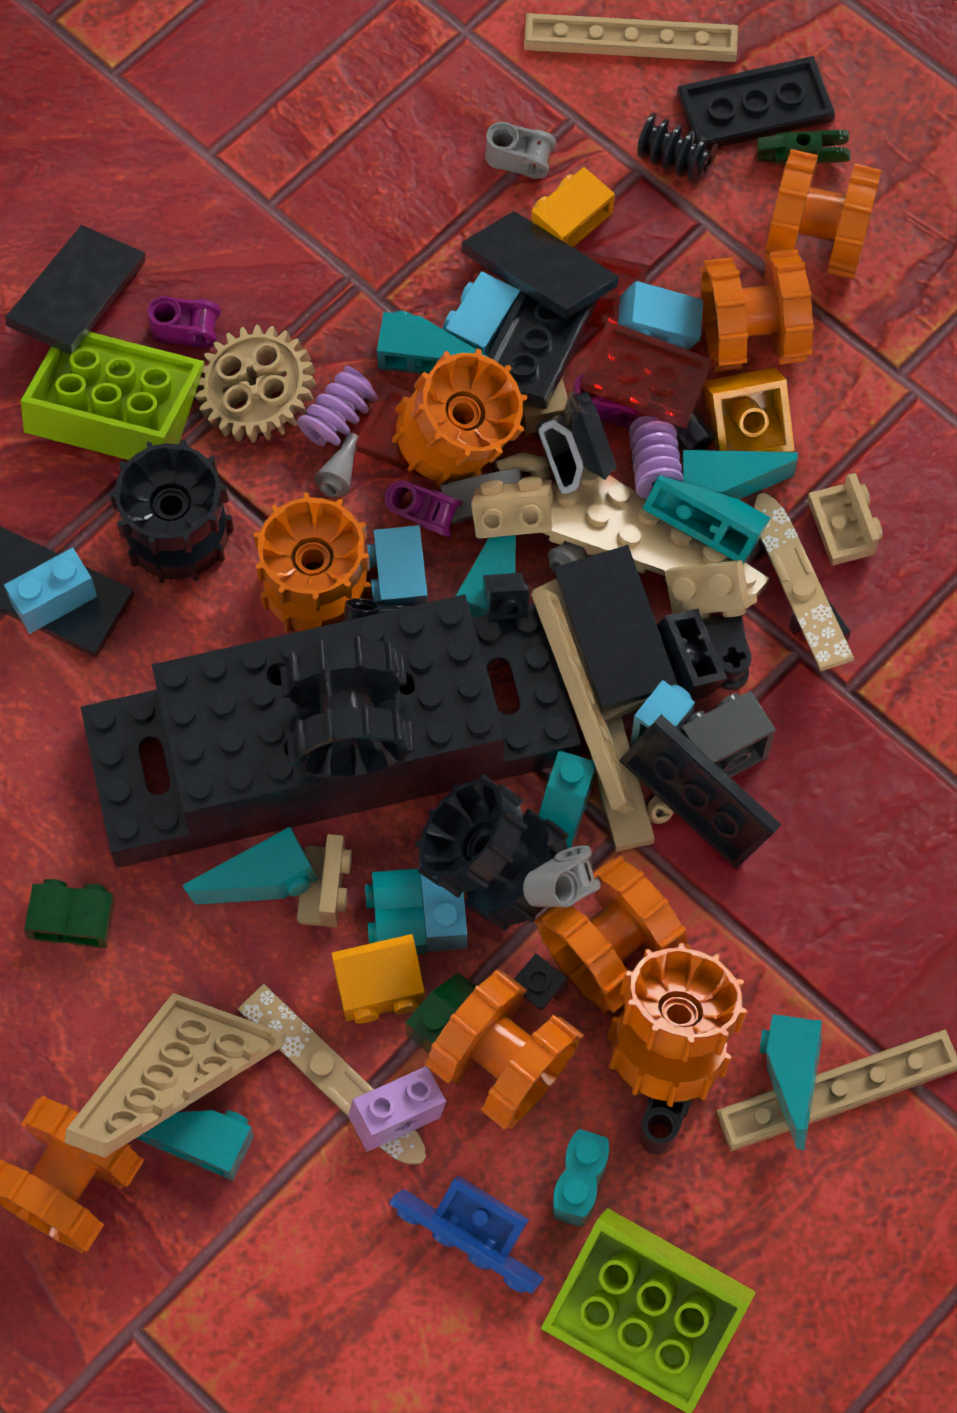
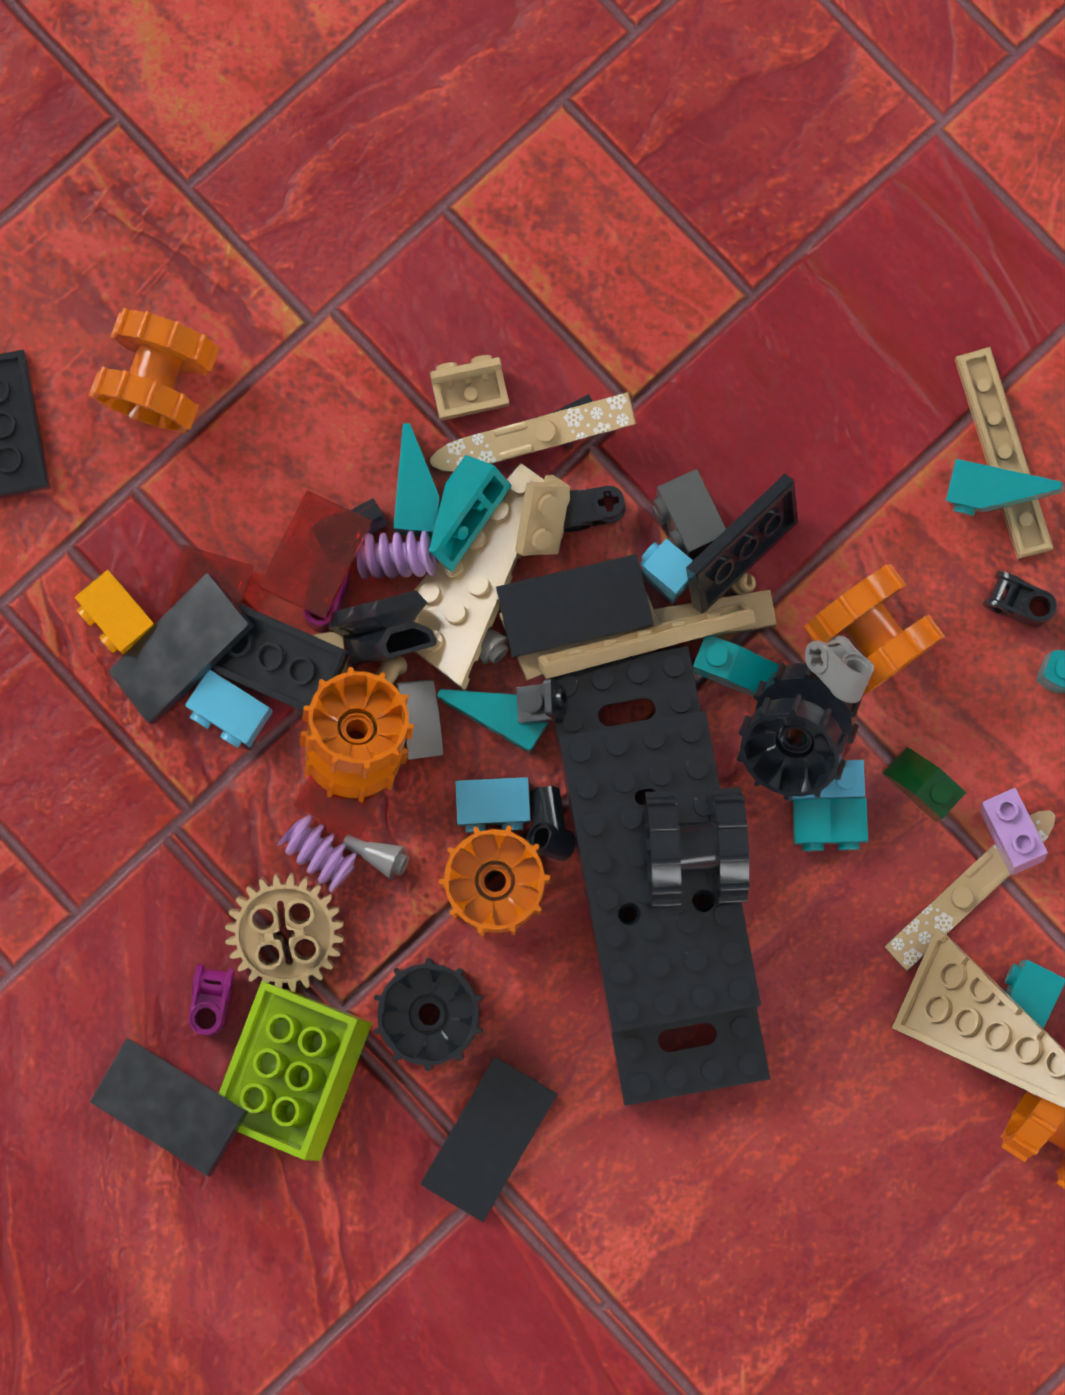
camera: 85 degrees left, 15 degrees up
(51, 590) = (501, 1133): medium azure brick -> none
(70, 914) = (816, 1119): dark green brick -> none
(260, 873) = (790, 938): teal slope -> none
(325, 897) = (799, 889): tan bracket -> none
(379, 979) = (896, 841): light orange slope -> none
(414, 343) = (256, 769): teal slope -> none
(428, 508) = (432, 773): magenta piece -> none
(486, 1036) = (987, 718): orange piece -> none
(512, 507) = (447, 690): tan bracket -> none
(519, 150) = (41, 657): light grey piece -> none
(541, 982) = (906, 699): black bracket -> none
(661, 314) = (248, 537): medium azure brick -> none
(674, 150) = (55, 506): black piece -> none
(676, 1024) = (955, 552): orange piece -> none
(691, 653) = (601, 540): black brick -> none
(750, 412) = (352, 463): light orange slope -> none
(776, 308) = (255, 423): orange piece -> none
(778, 147) = (61, 400): dark green hinge -> none

